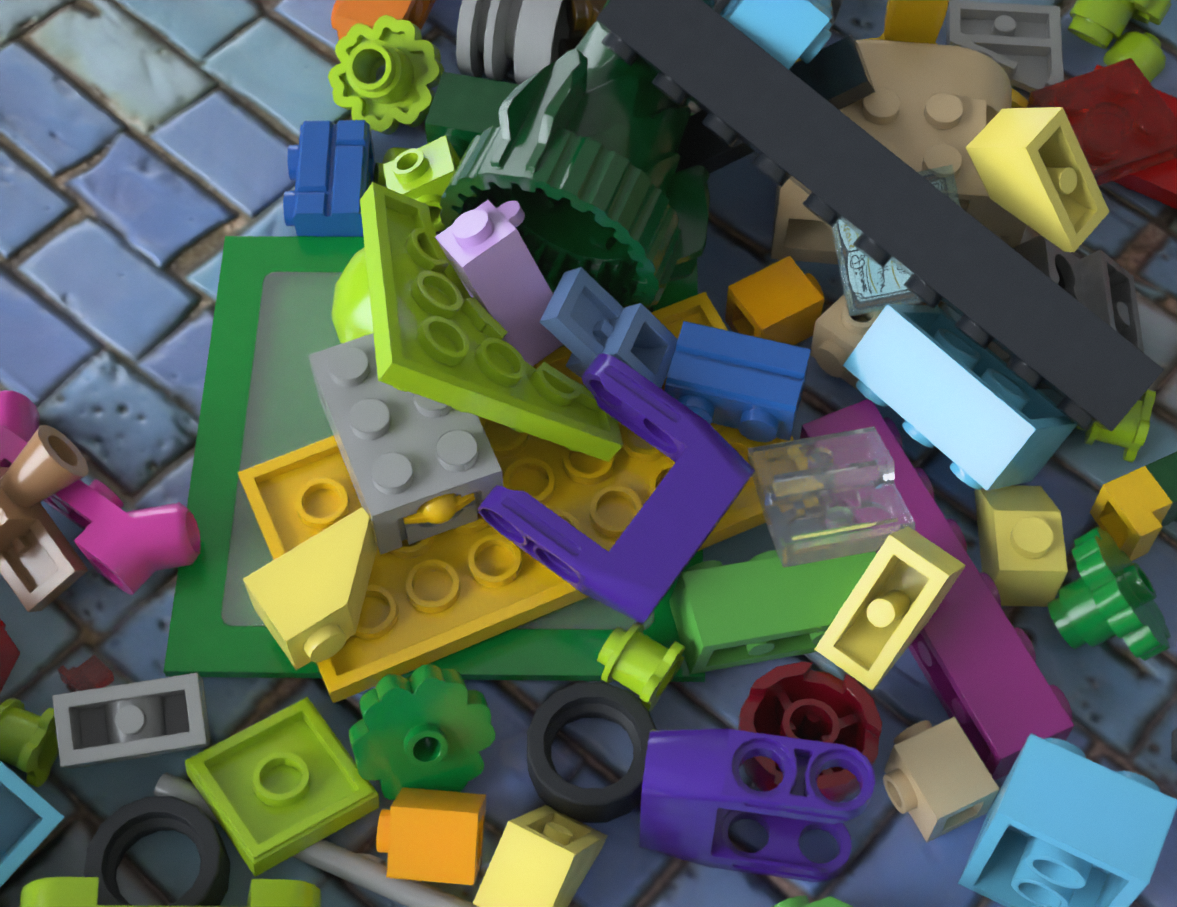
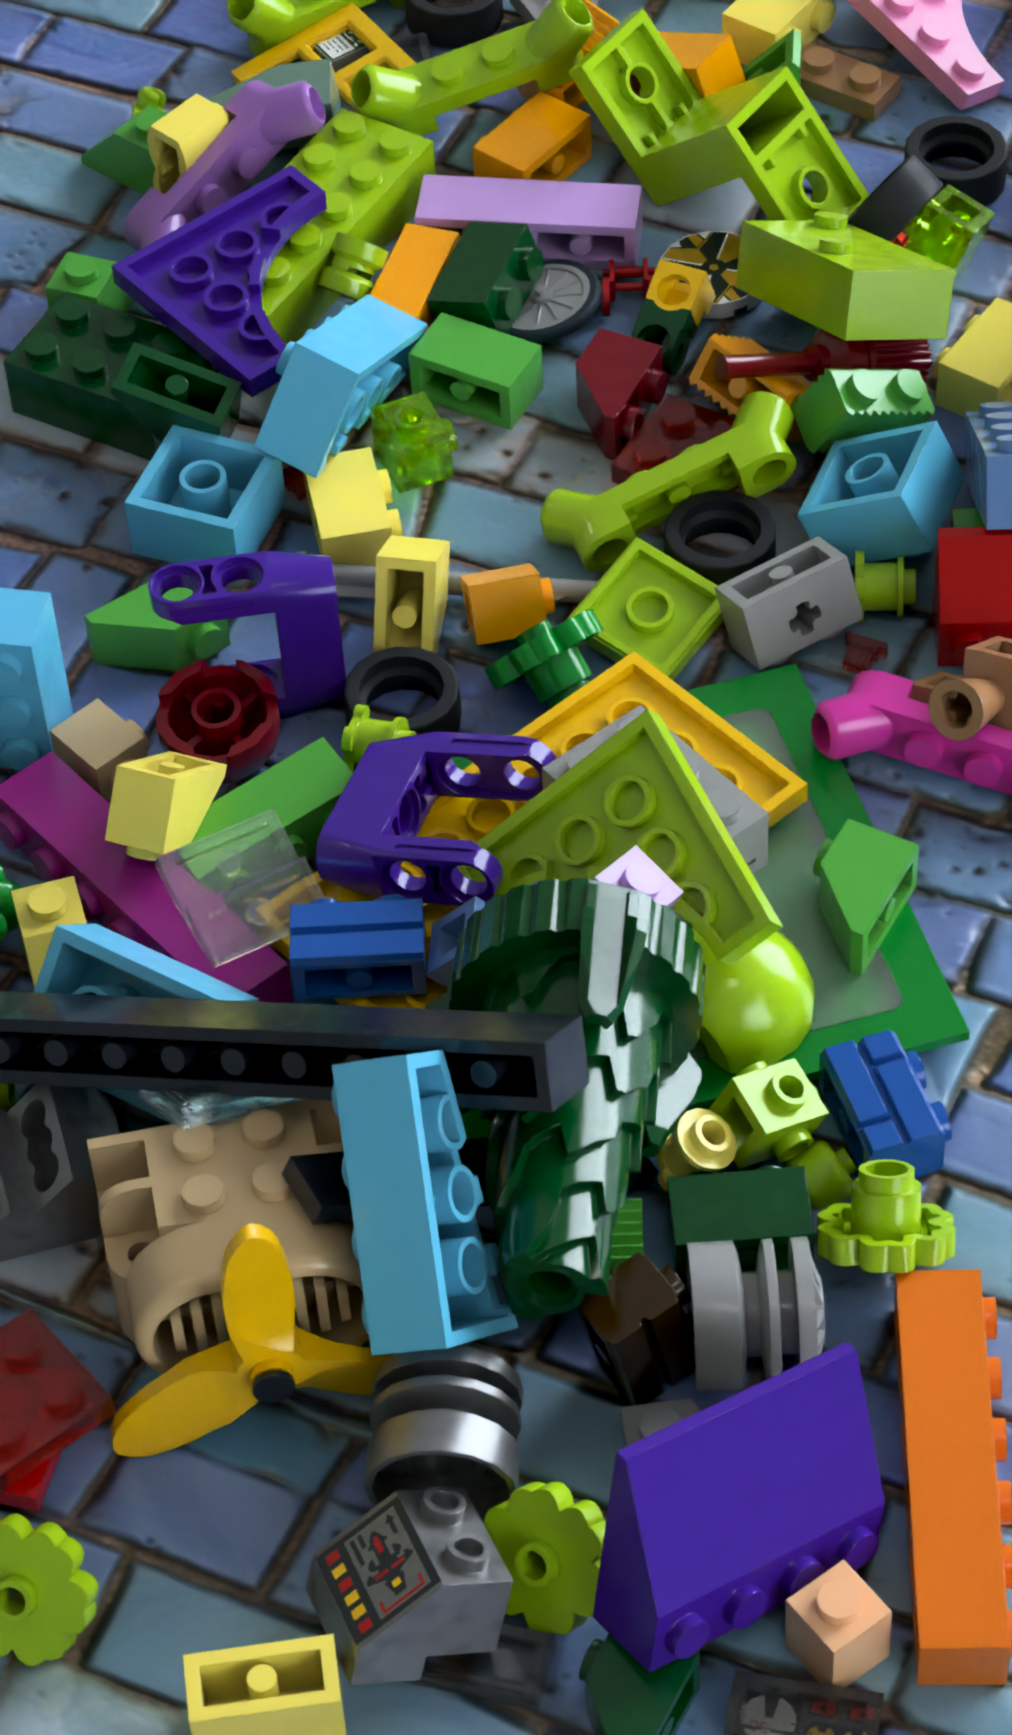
camera: 165 degrees right, 10 degrees down
(244, 352) = (864, 888): none -> bright green slope
(316, 590) = (680, 673): light yellow slope -> none
(1017, 36) = (151, 1521): light grey wing -> none
(1039, 174) = (92, 1118): light yellow slope -> none

